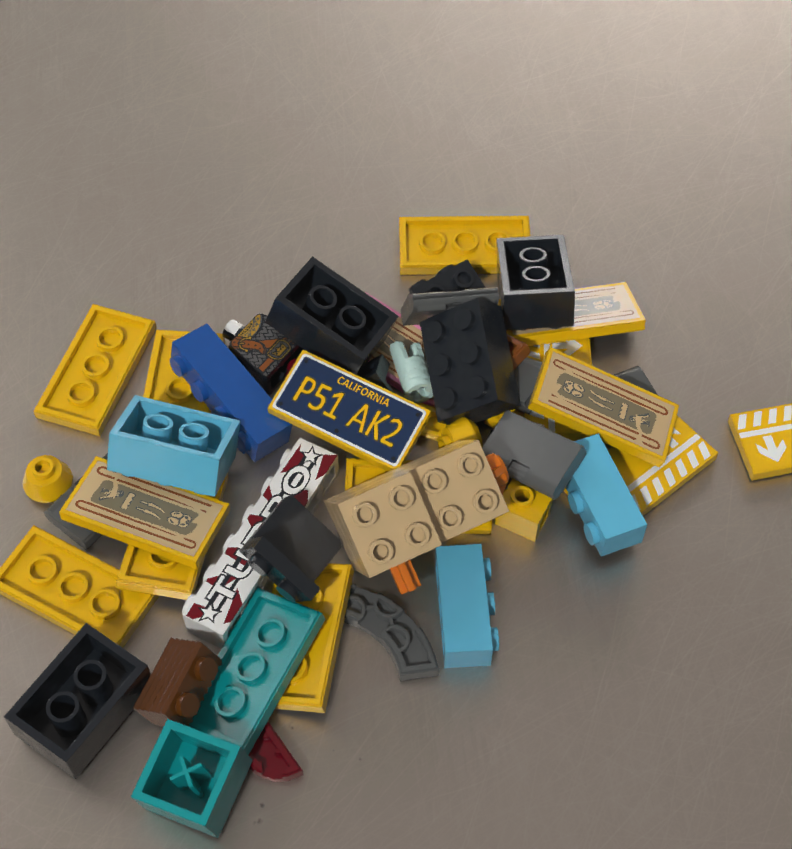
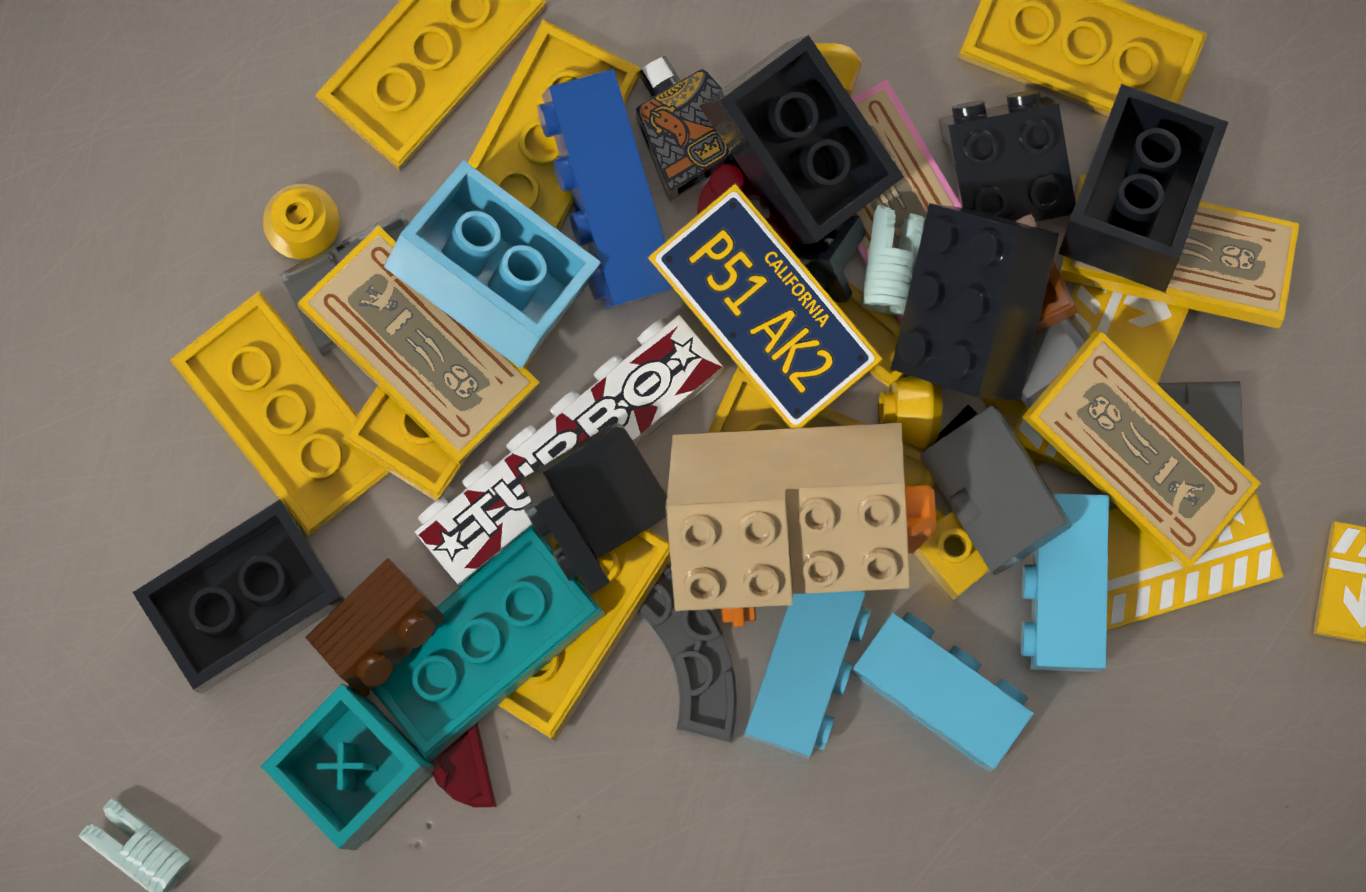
camera: 20 degrees right, 25 degrees up
(425, 305) = (967, 190): dark grey piece -> none
(555, 588) = (943, 690): none -> medium azure brick

